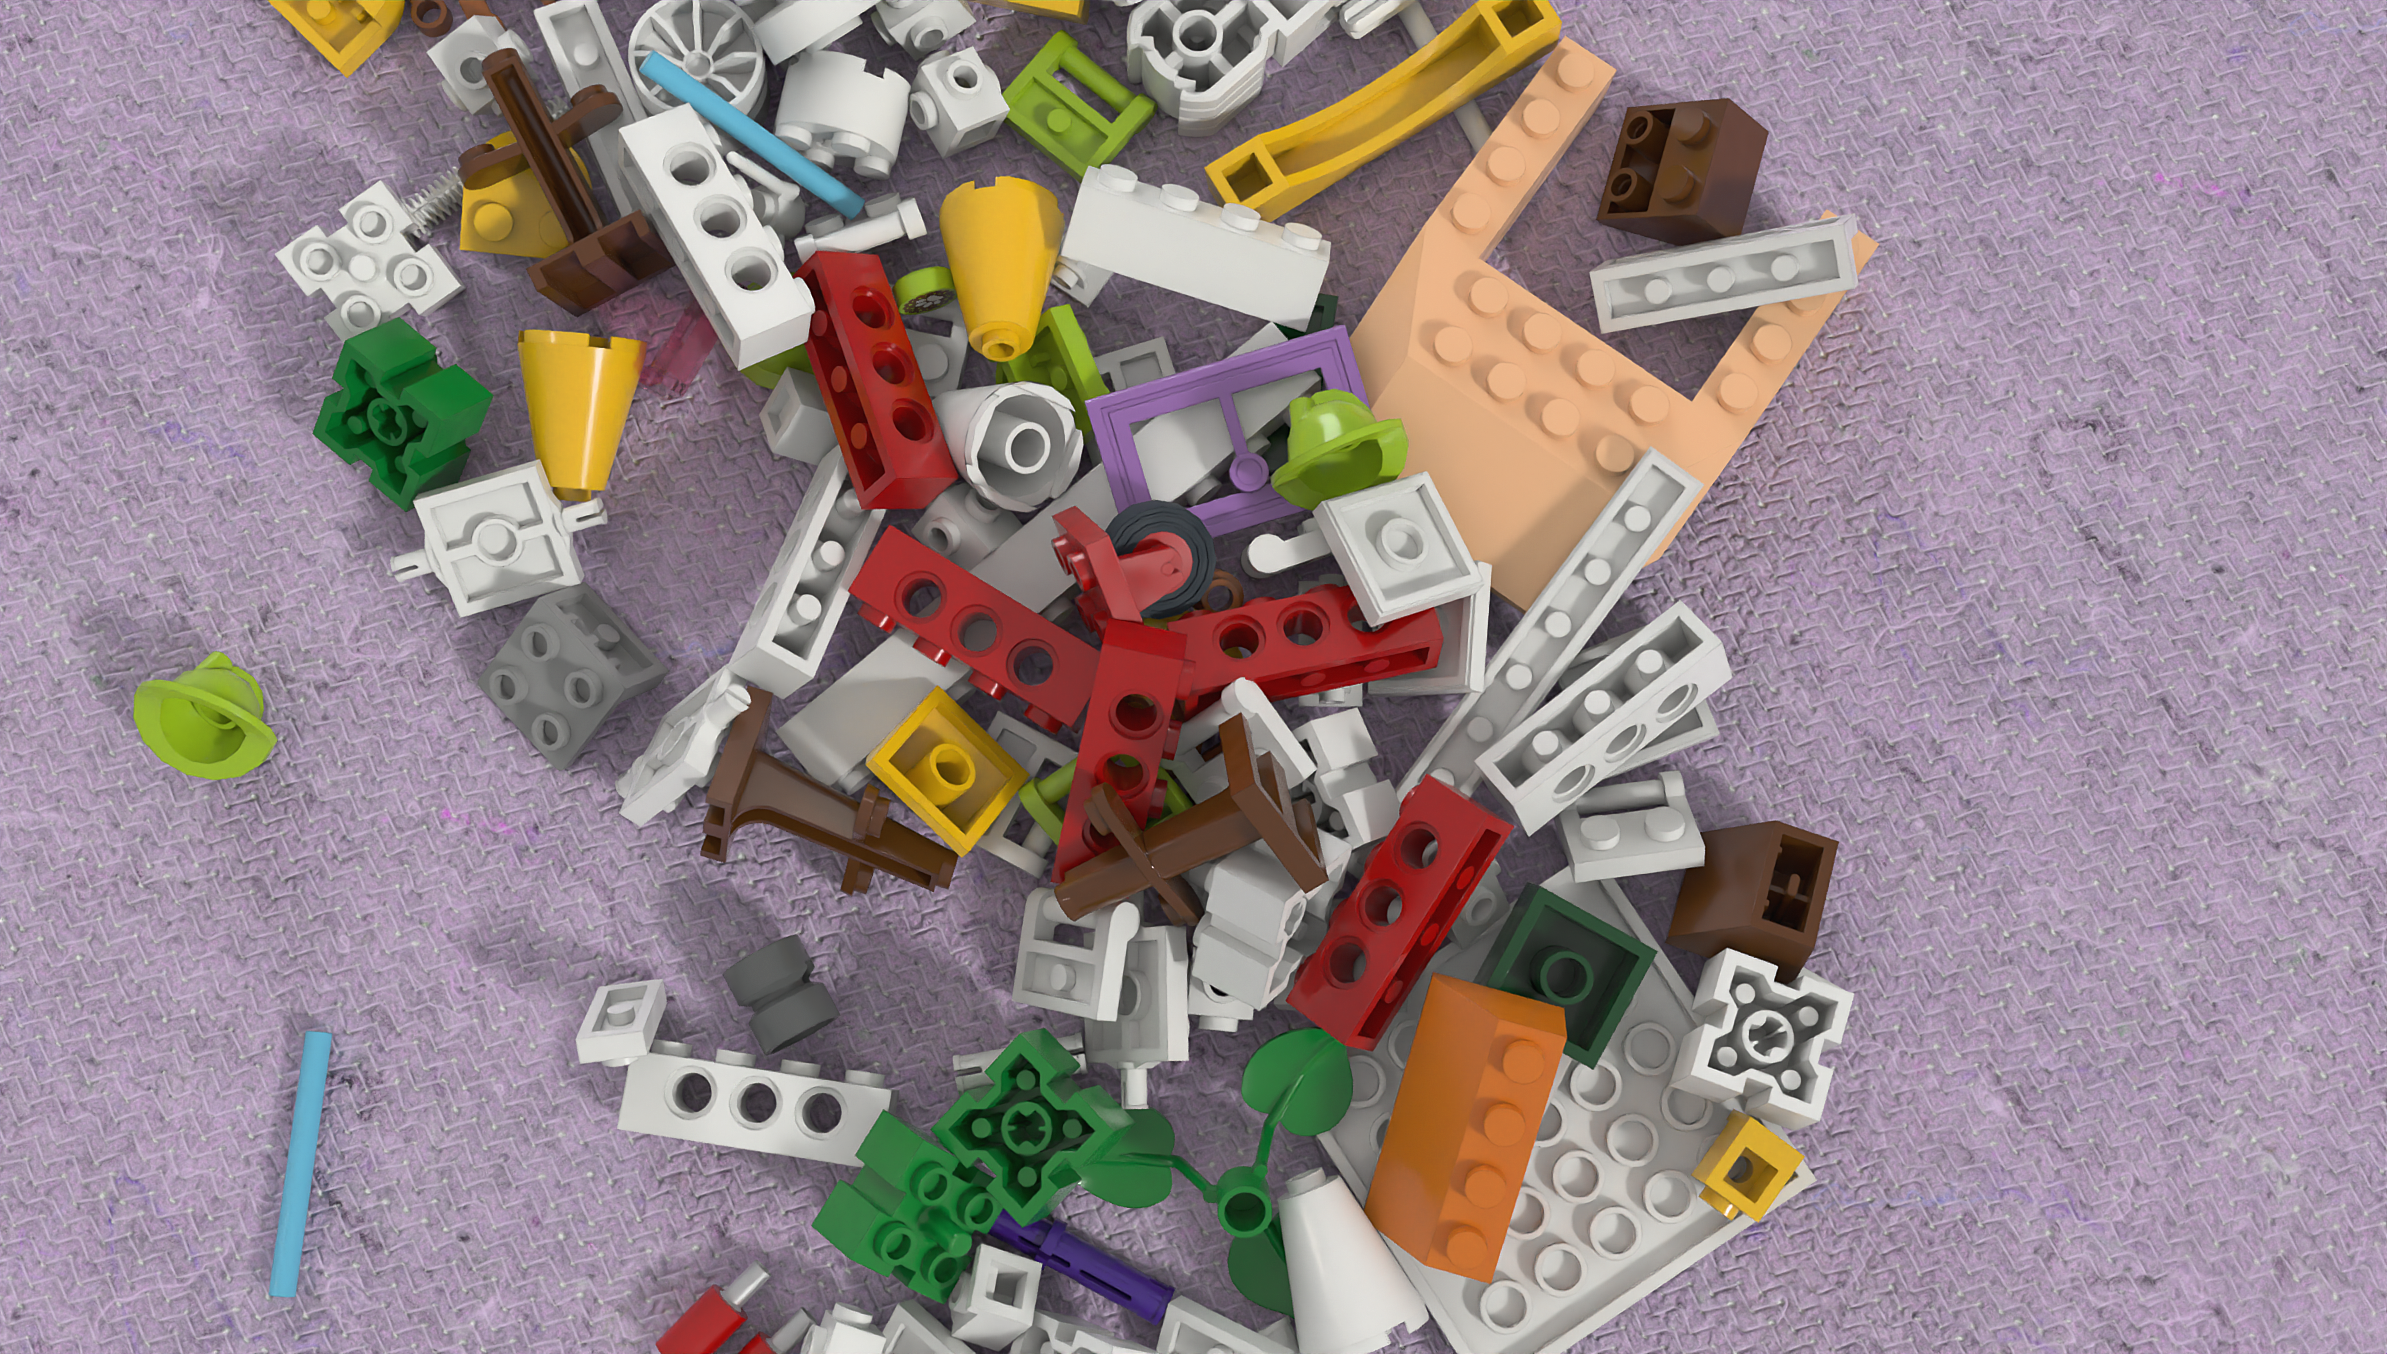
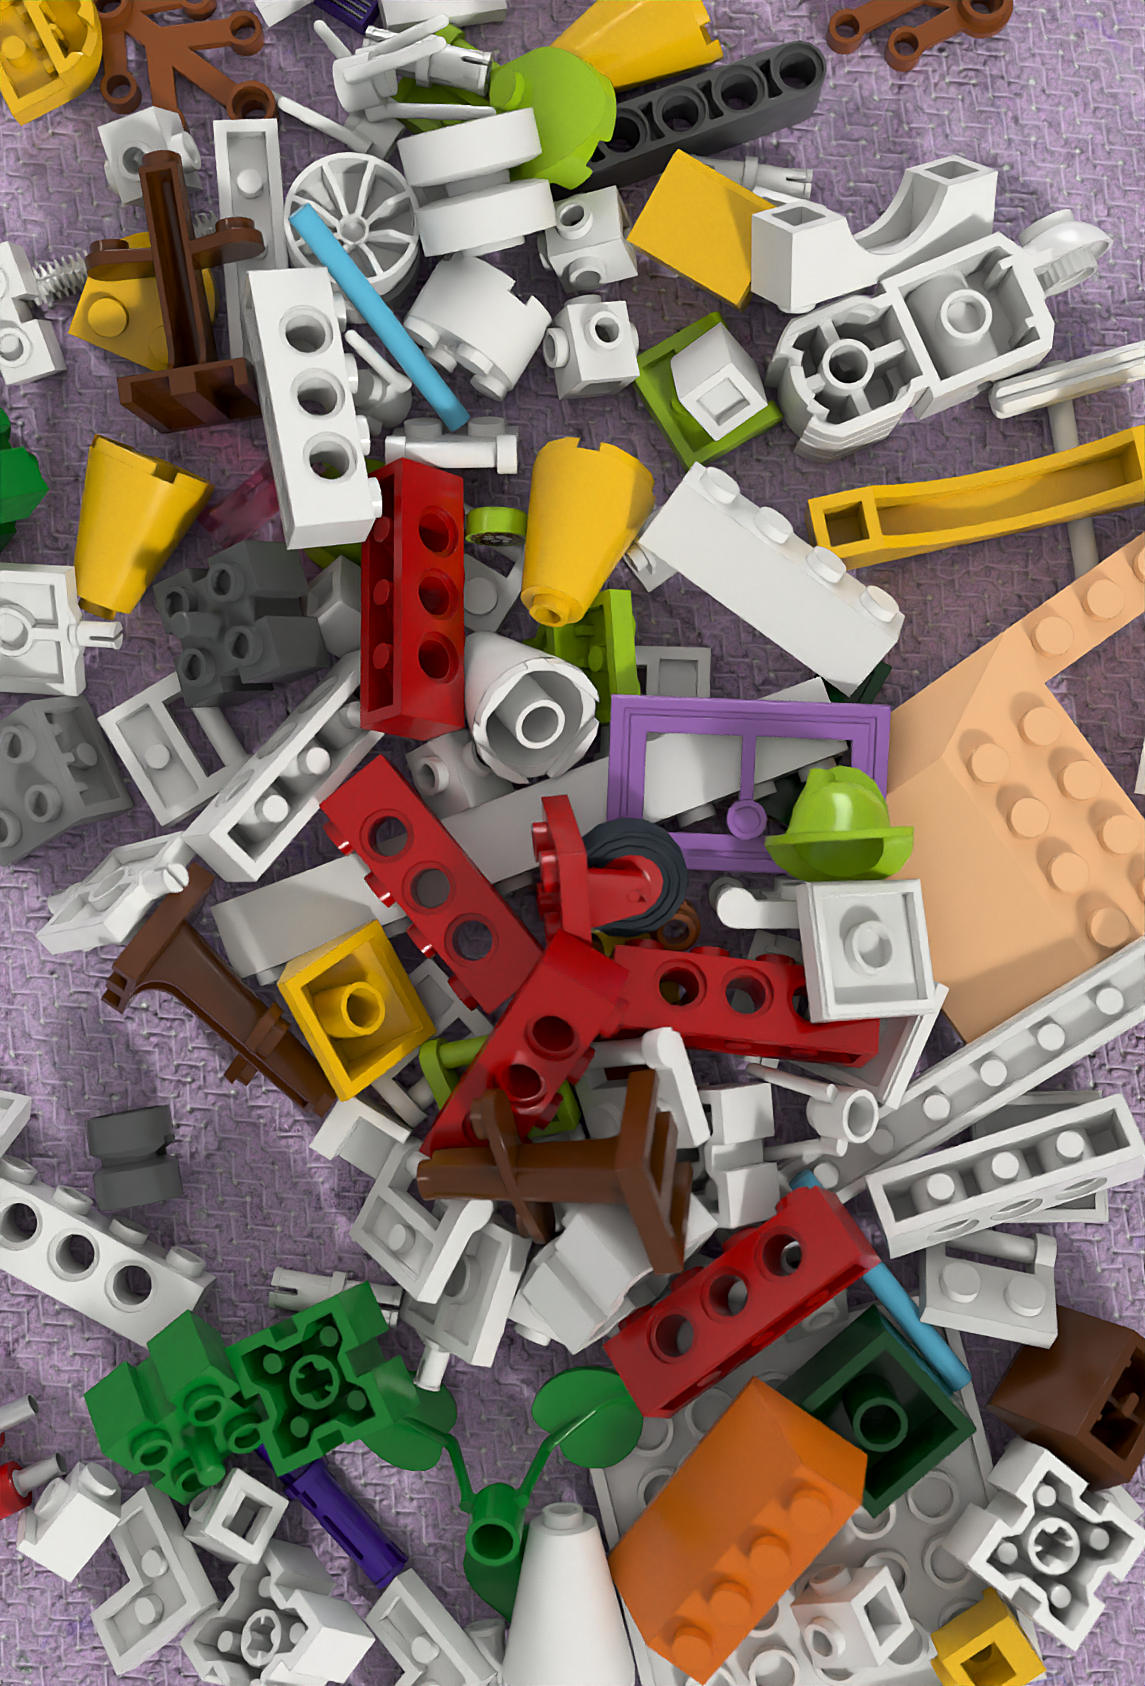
camera: 20 degrees right, 5 degrees up
(677, 610) = (162, 756): none -> white plate
(715, 460) = (240, 624): none -> dark grey brick
(990, 899) = (361, 1133): none -> white panel
(1084, 91) = (718, 382): none -> white panel
(1422, 711) = (835, 1111): none -> white plant
(1562, 883) = (906, 1313): none -> medium azure bar
(1608, 1176) = (851, 1617): none -> white brick

